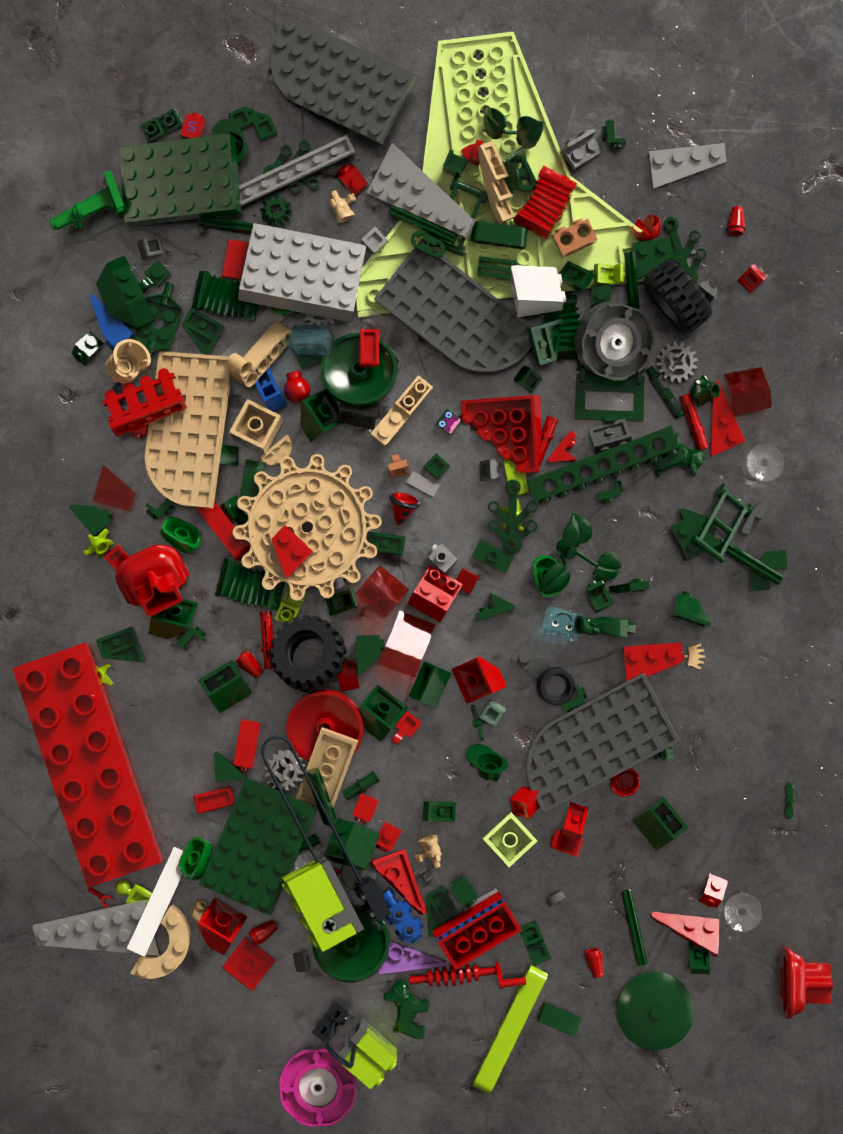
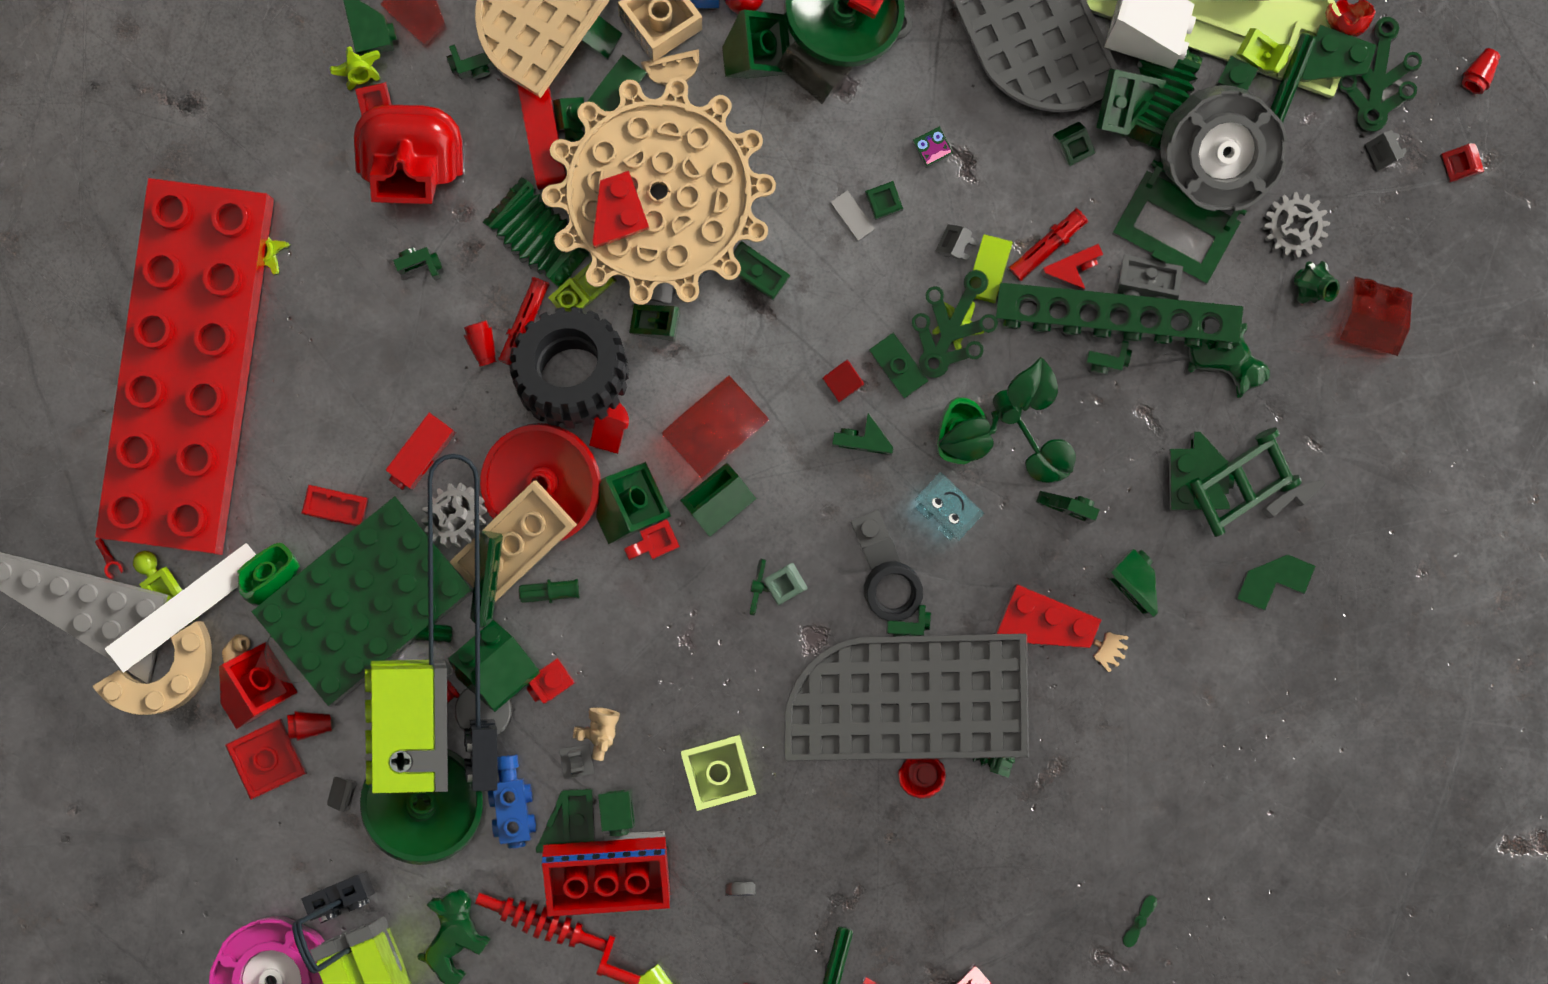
camera: 30 degrees right, 0 degrees up
(121, 646) = (316, 226): dark green wing -> none
(173, 620) = (406, 224): dark green slope -> none
(181, 534) = (478, 113): green piece -> none
(225, 686) = (431, 355): dark green slope -> none
(225, 769) = (372, 472): dark green slope -> none
(365, 808) = (538, 625): red brick -> none
(368, 651) = (654, 408): dark green slope -> none
(382, 591) = (717, 335): clear red slope -> none
(398, 467) = (829, 174): nougat tile -> none
(398, 873) = (539, 741): red wing -> none
(401, 411) = (874, 98): tan slope -> none
(403, 506) = (809, 231): hat -> none
(405, 959) = (487, 866): medium lavender wing -> none
(435, 593) = (790, 376): red slope -> none
(439, 811) = (639, 682): dark green slope -> none
(443, 565) = (826, 342): light grey brick -> none
(478, 679) = (790, 526): red slope -> none
(487, 761) = (742, 647): dark green piece -> none
(510, 425) = (1016, 195): red slope -> none
(524, 802) = (766, 732): red panel -> none
(535, 943) = (679, 937): dark green slope -> none
(566, 843) = (796, 819): red bracket -> none
(575, 821) = (823, 793): red slope -> none
(576, 276) = (1216, 32): dark green slope -> none
(598, 595) = (1018, 496): dark green bracket -> none
(604, 625) = (1004, 541): dark green hips -> none
(660, 823) = (941, 859): dark green slope -> none
(665, 393) = (1258, 260): dark green piece -> none
(677, 296) = (1345, 130): black tyre -> none
(694, 422) = (1276, 332): red pin -> none
(725, 428) = (1316, 354): red wing -> none
(752, 563) = (1259, 561): dark green axle -> none
(775, 460) = (1364, 423): clear dish -> none

